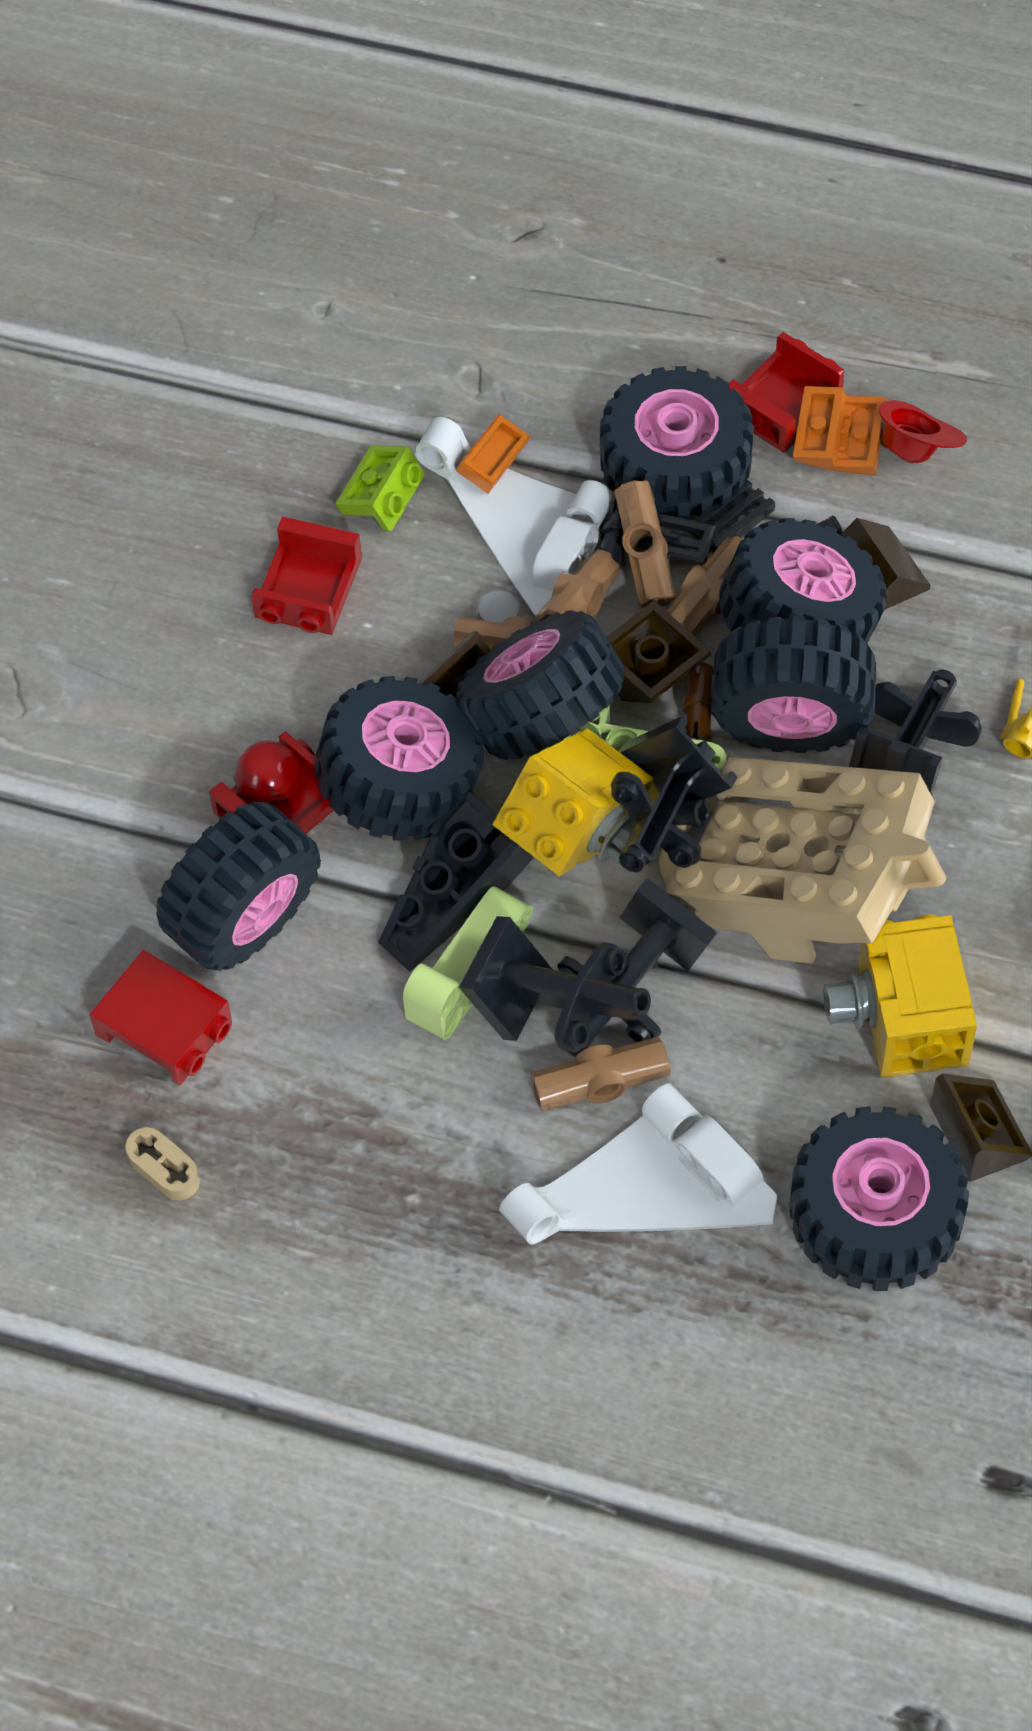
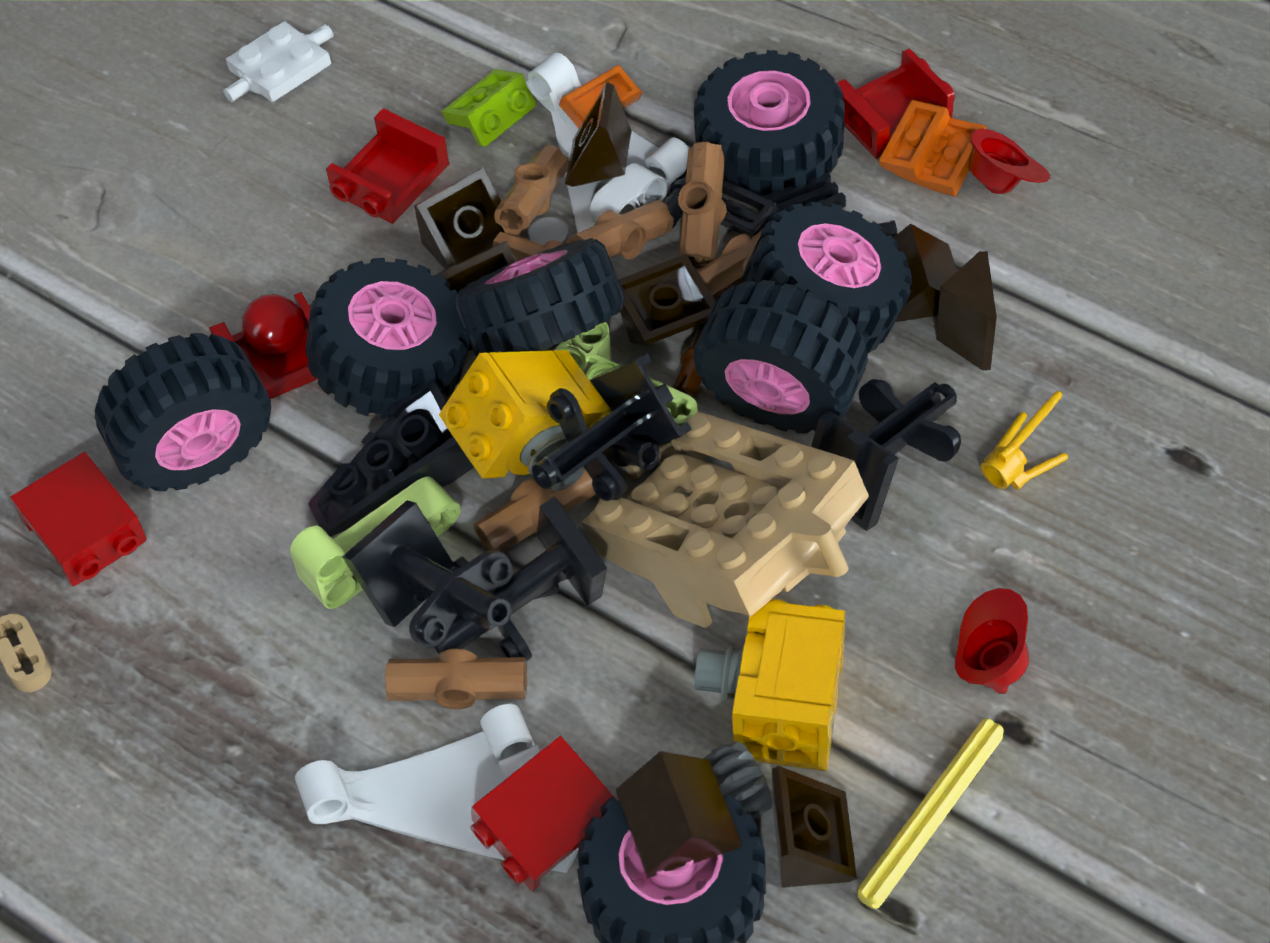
camera: 20 degrees right, 5 degrees down
(137, 488) = (278, 62): none -> white plate
(414, 620) = (459, 219): none -> dark brown slope
(469, 568) = (531, 190): none -> medium nougat piece
(516, 504) = (601, 142): none -> dark brown slope
(602, 892) = (520, 516): none -> medium nougat piece
(739, 1176) = (539, 812): none -> red panel
(873, 1142) = (676, 813): none -> dark brown slope
(901, 1089) = (741, 778): none -> dark grey gear
(946, 595) = (969, 312): none -> dark brown slope

